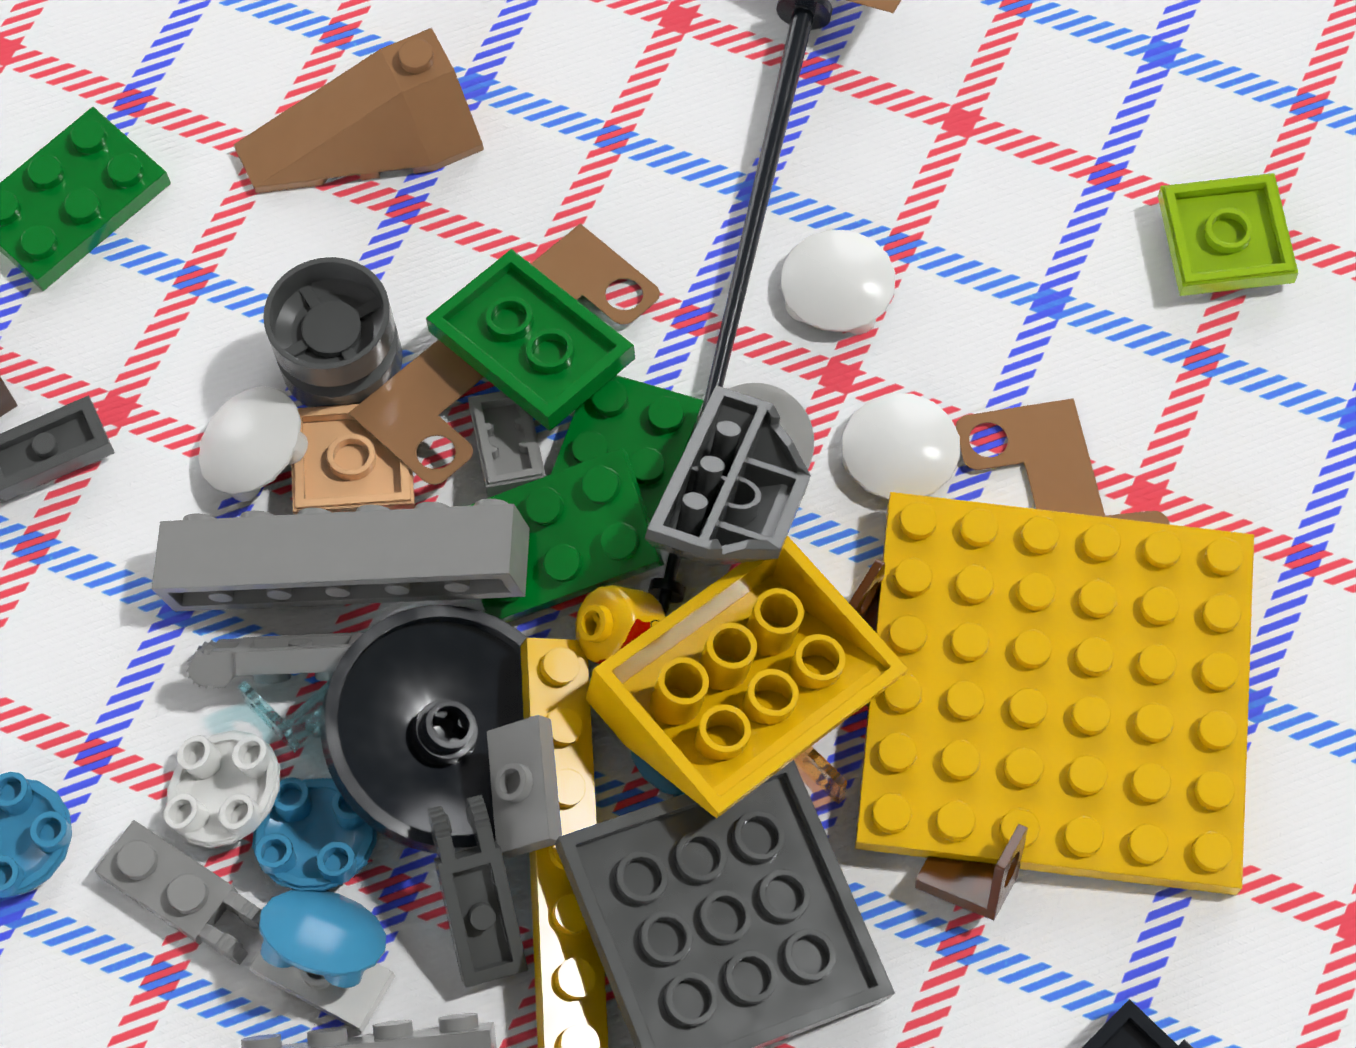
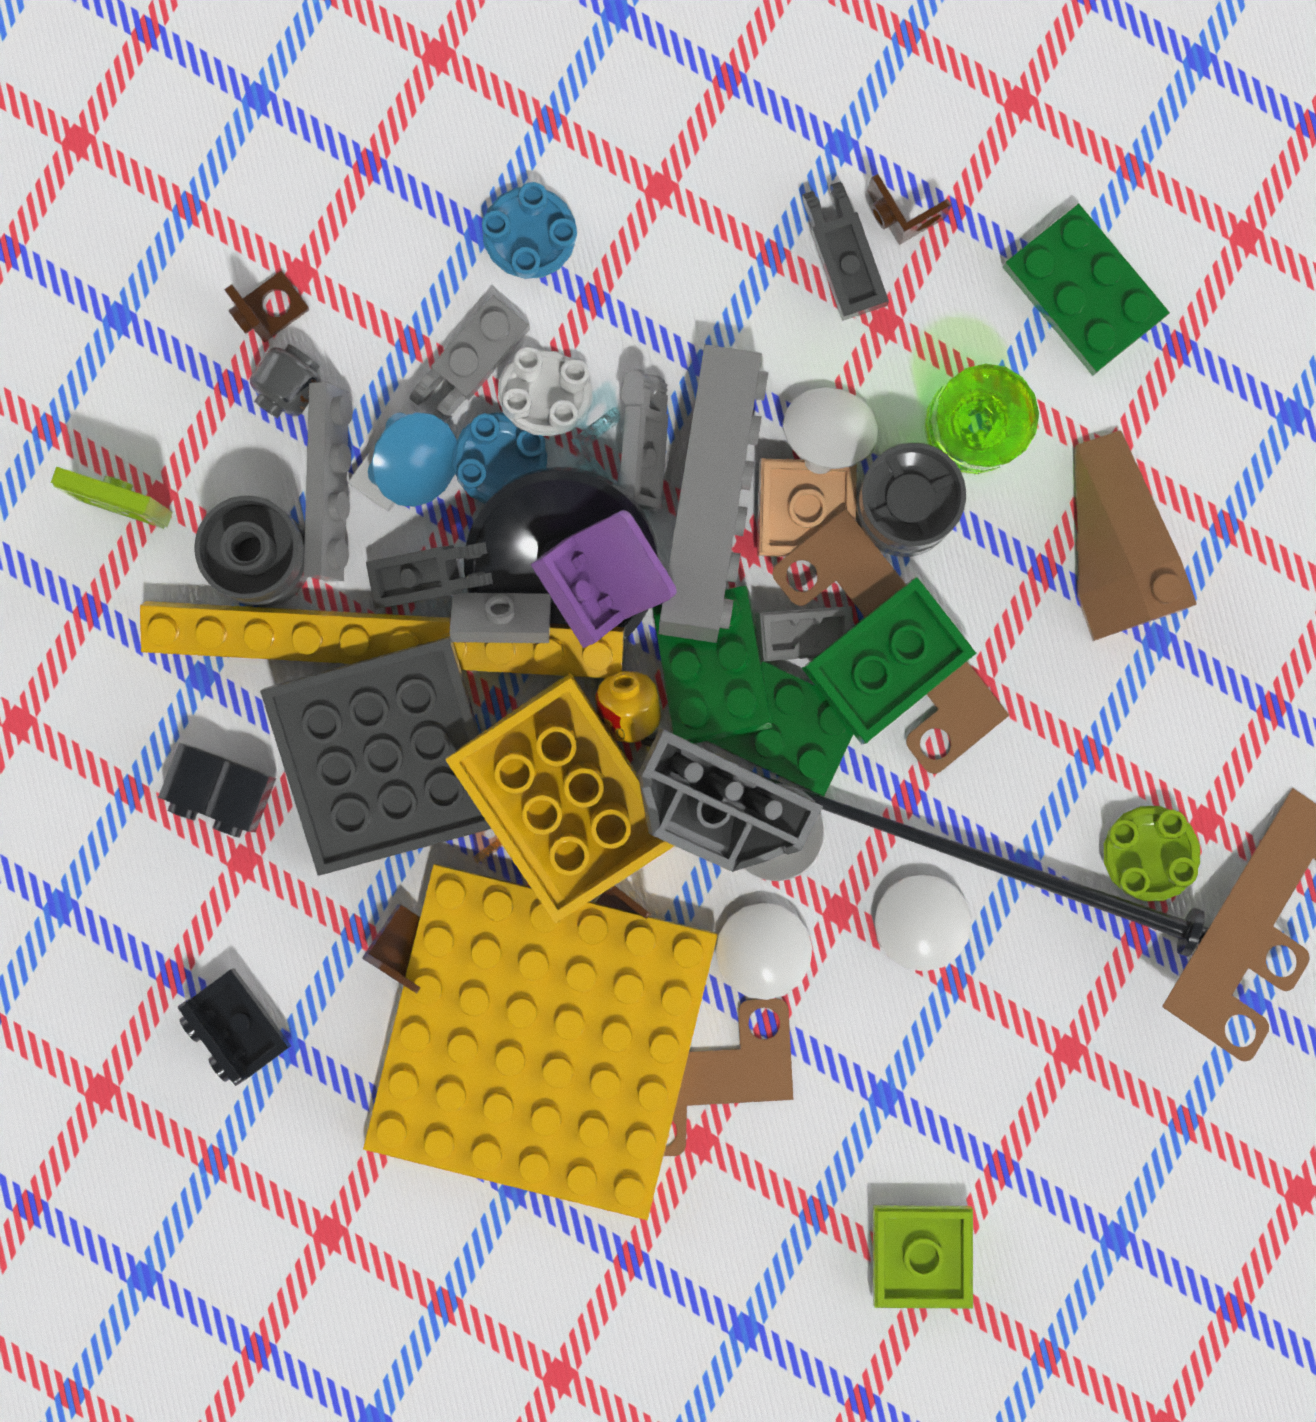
camera: 95 degrees right, 20 degrees up
(222, 266) = (1008, 412): none -> clear neon green wheel
(455, 647) = (604, 576): none -> medium lavender bracket
(721, 58) = (1152, 853): none -> lime dish

